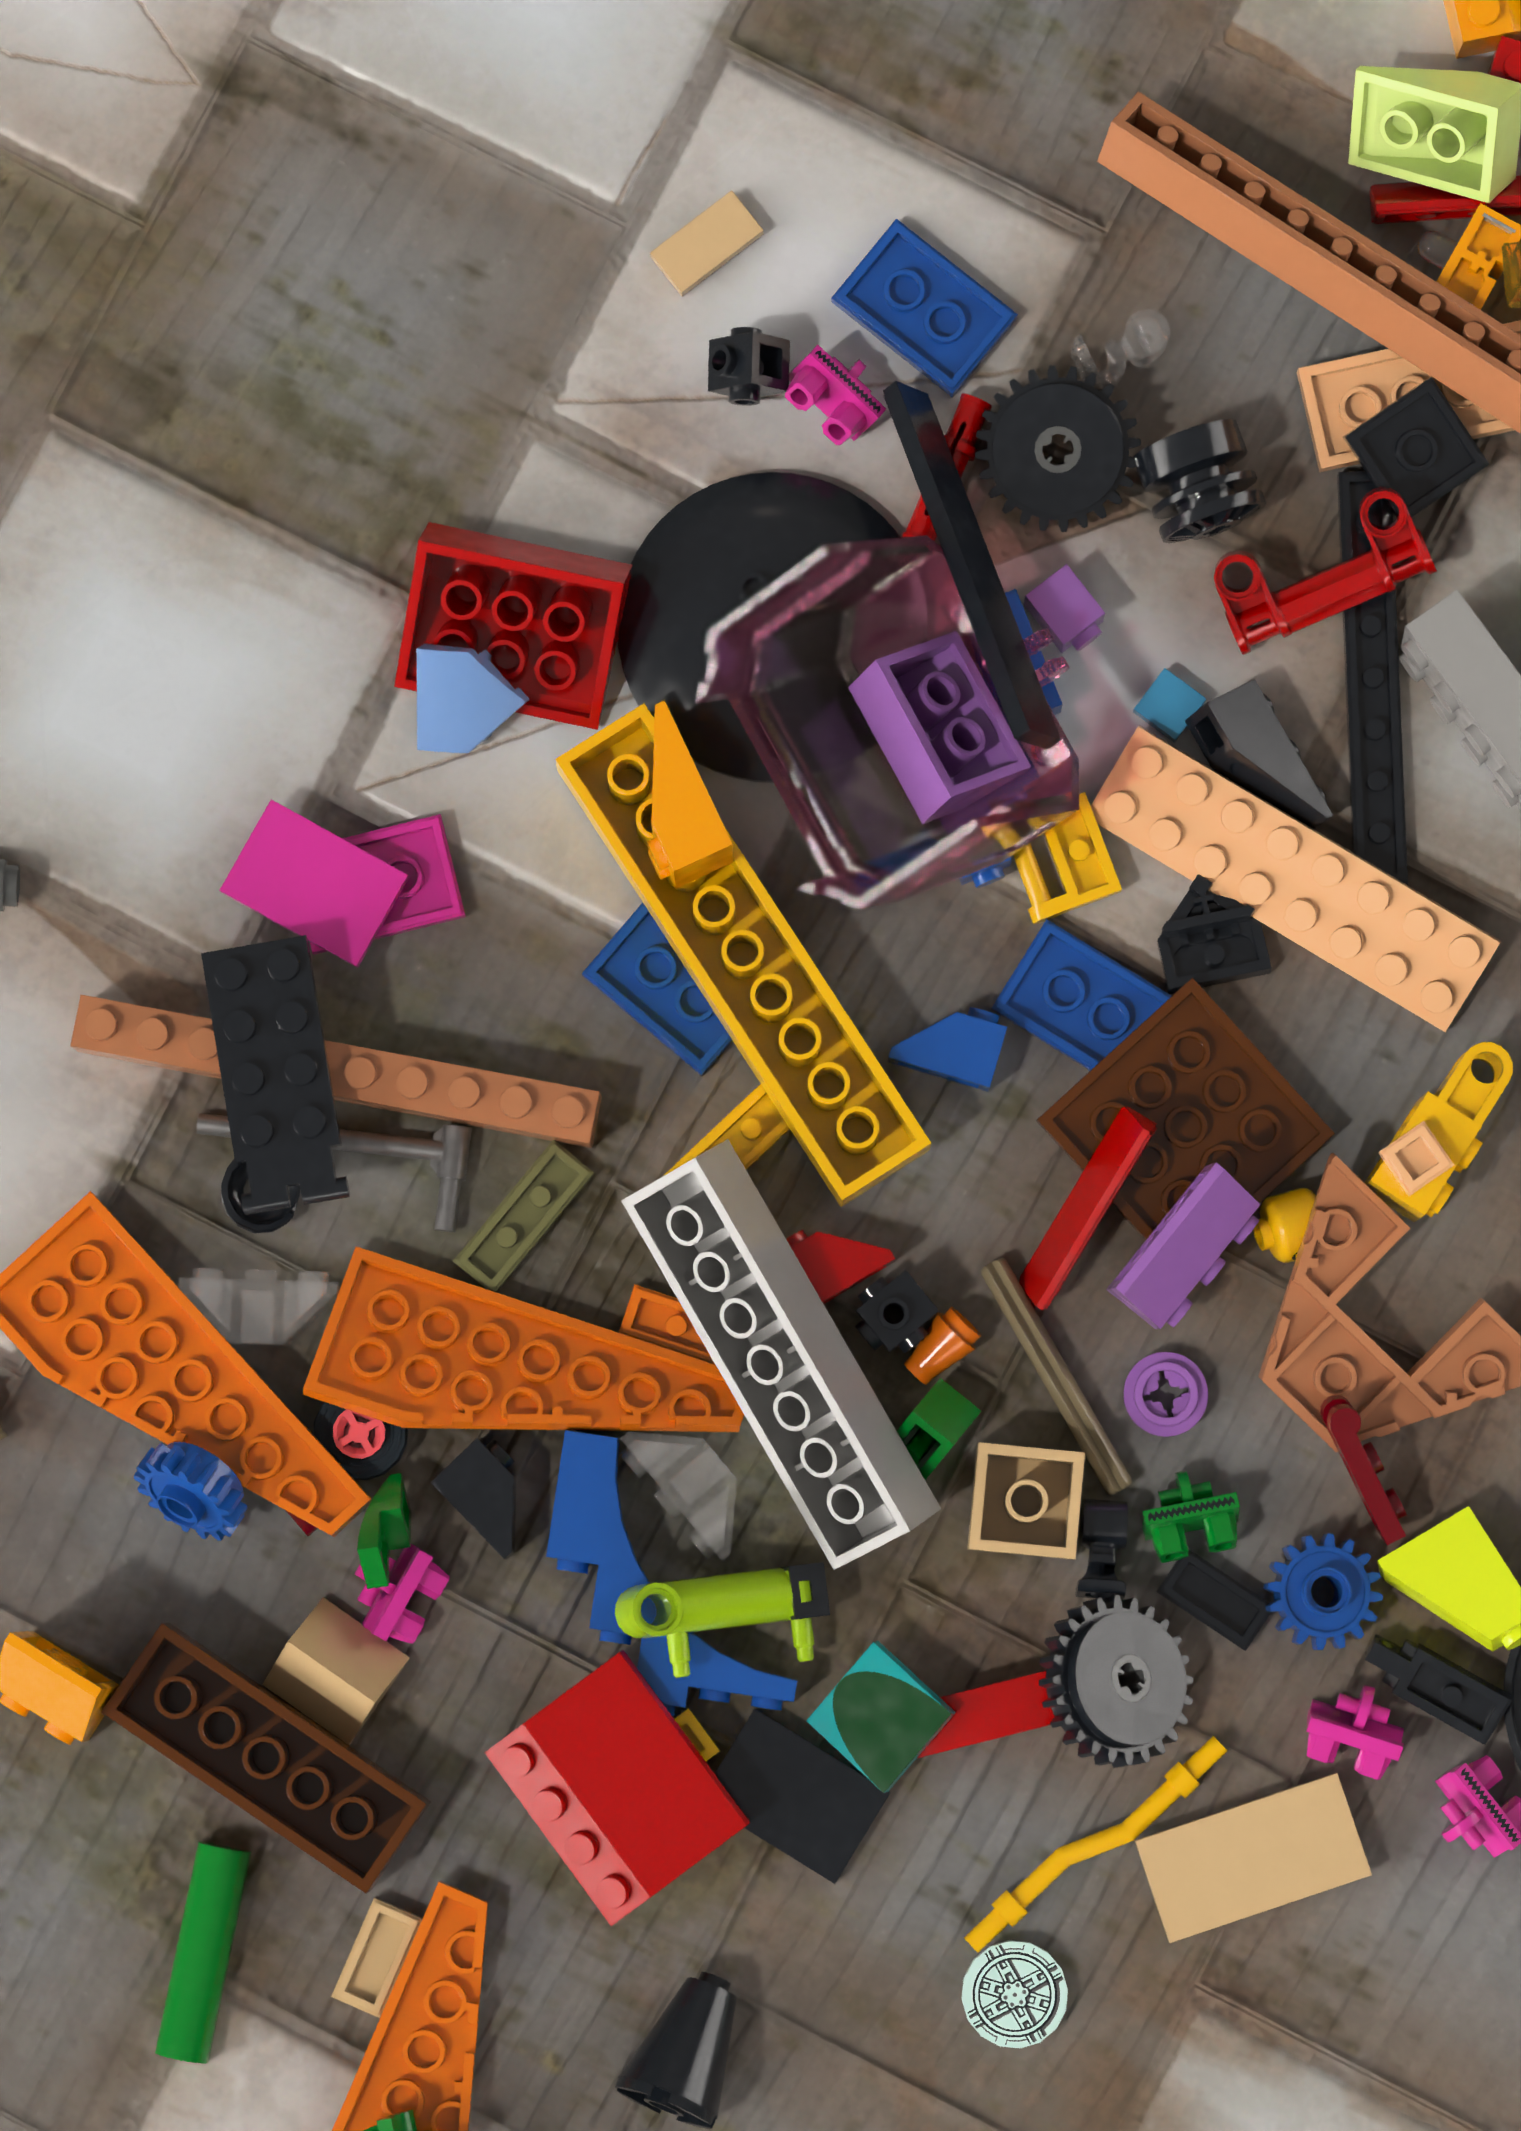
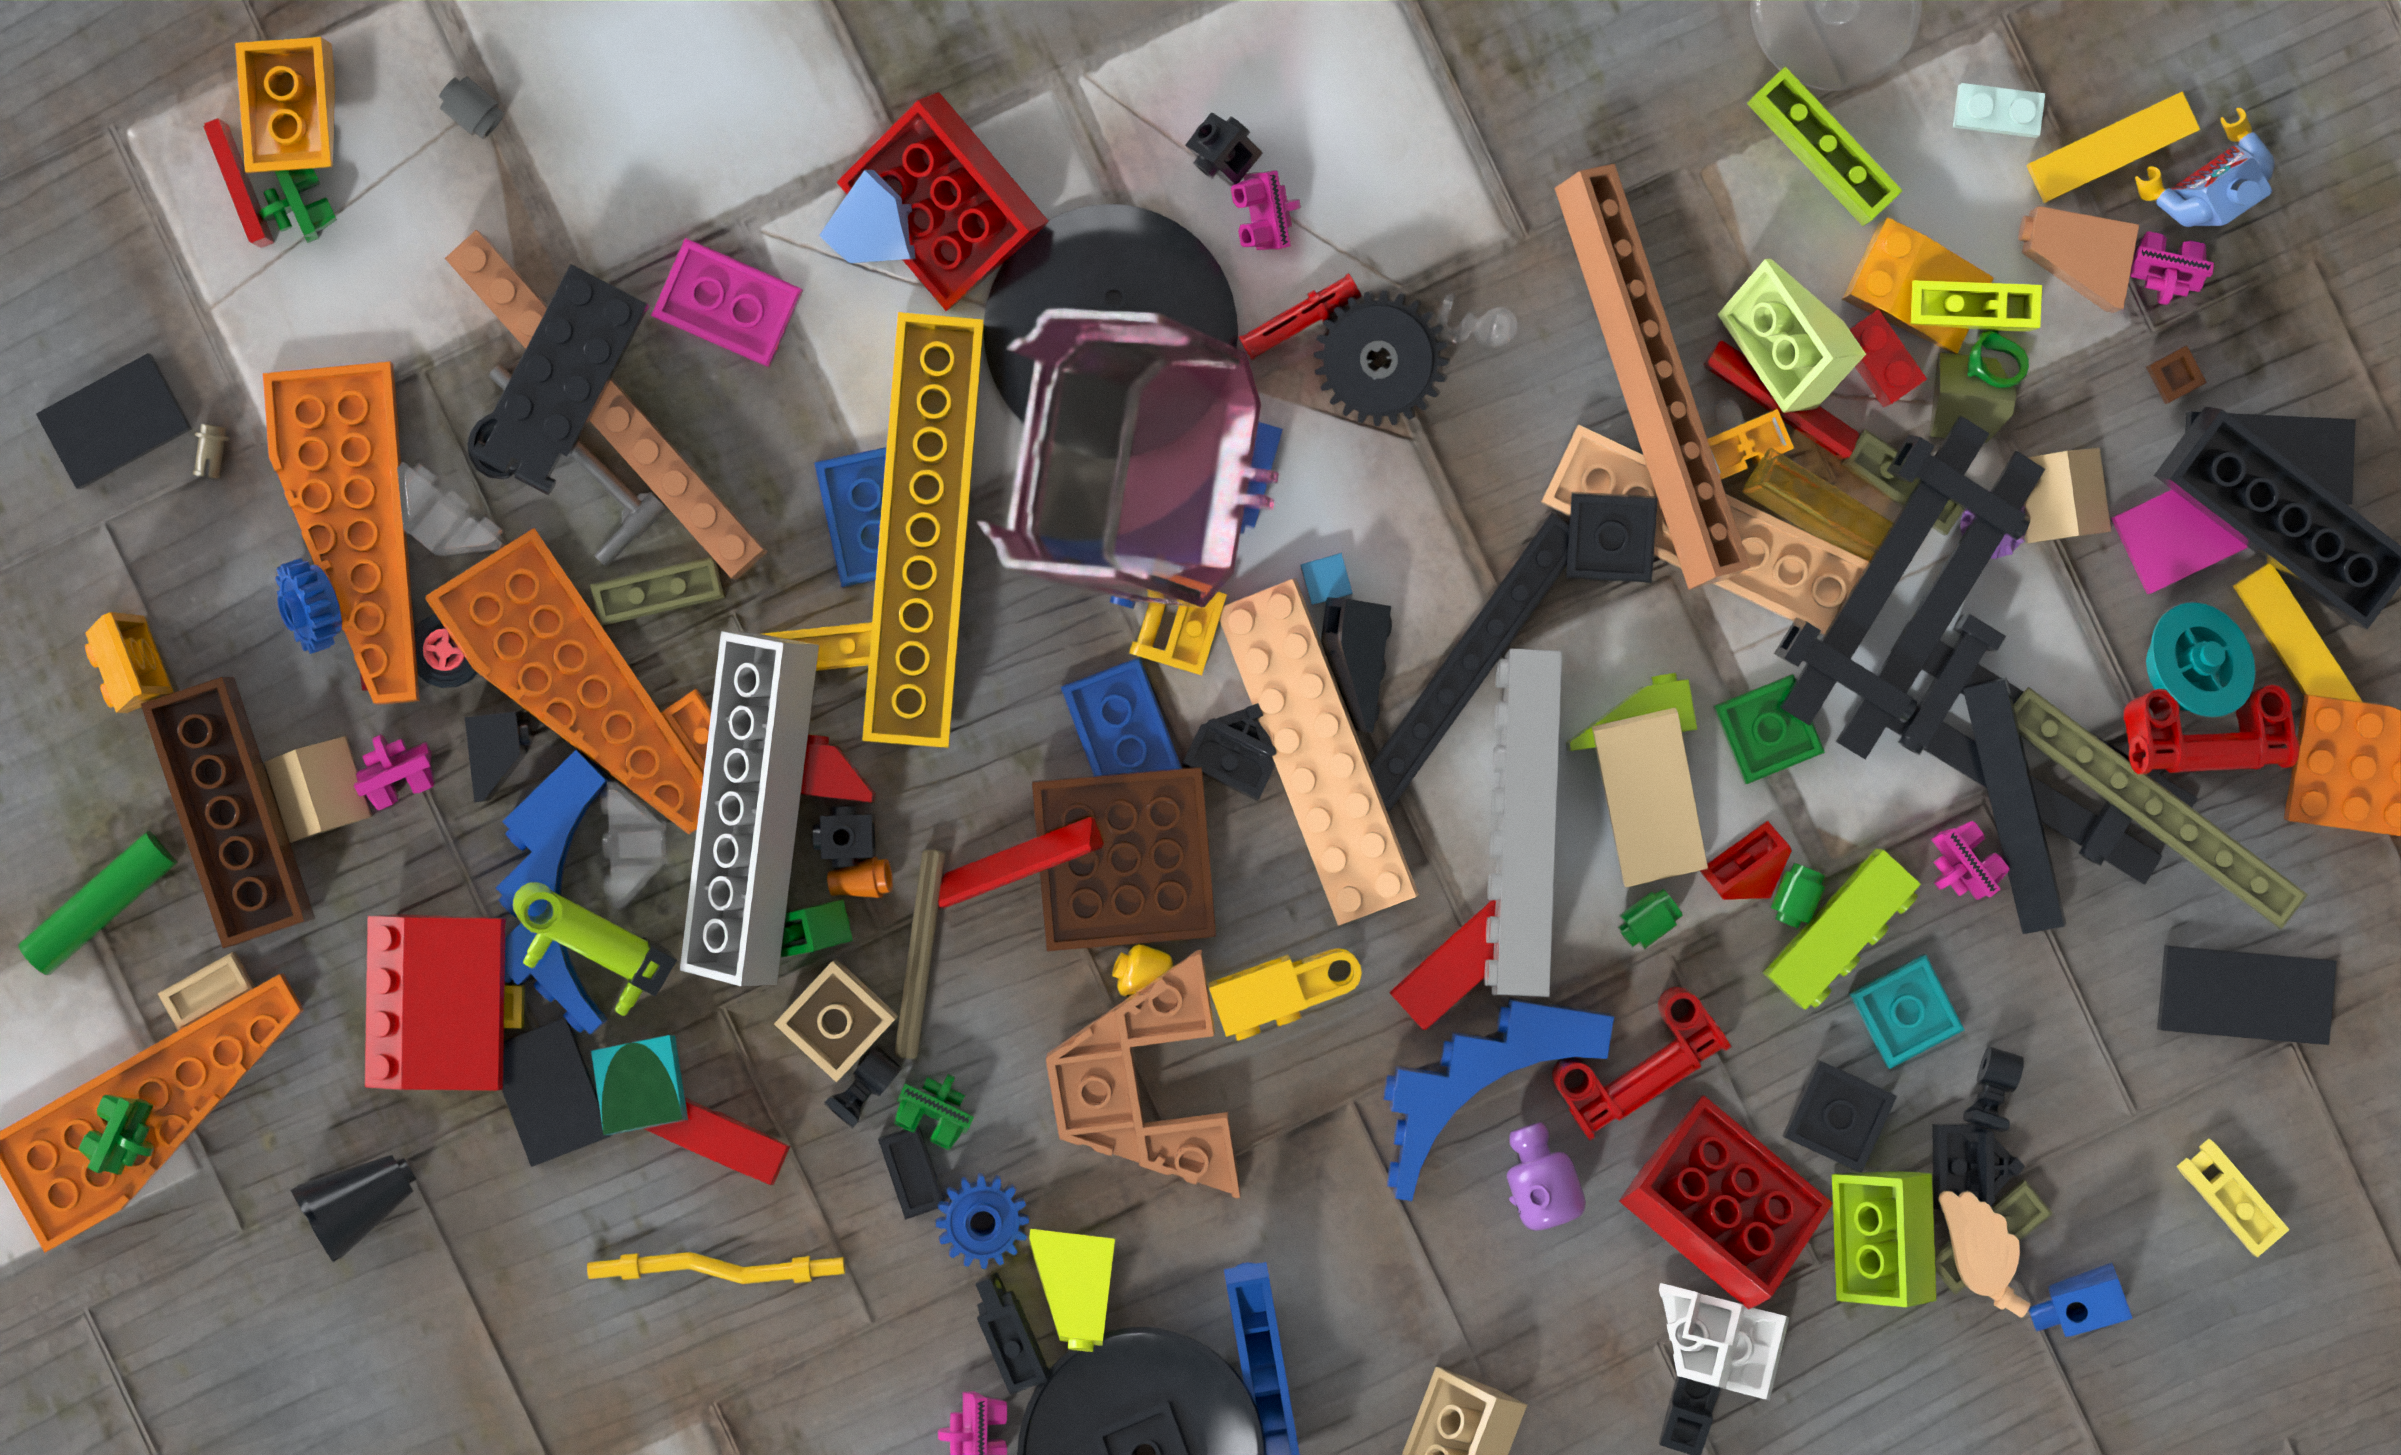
camera: 30 degrees right, 5 degrees up
(314, 883) = (684, 272): dark pink tile -> none
(383, 1529) = (413, 723): green slope -> none
(684, 821) = (945, 413): light orange slope -> none
(706, 243) = (1260, 46): tan tile -> none
(924, 308) = (1369, 197): blue tile -> none
(938, 726) = (1160, 481): medium lavender slope -> none
(955, 1048) = (1016, 696): blue slope -> none
(971, 566) = (1260, 394): black tile -> none
(1014, 1994) = (592, 1322): light aqua tile -> none
(1066, 610) = (1305, 467): medium lavender brick -> none
(1116, 1681) = (804, 1178): gear -> none
(1179, 1373) = (960, 1024): medium lavender gear -> none
(1186, 1247) = (1059, 938): medium lavender slope -> none
(1202, 489) = (1455, 450): black wheel -> none
(1253, 1857) = (808, 1352): tan tile -> none
(1331, 589) = (1428, 564): red piece -> none
(1356, 1724) = (936, 1320): dark pink hips -> none
(1363, 1465) = (1067, 1162): dark red plate -> none
(1416, 1158) = (1248, 997): light nougat tile -> none

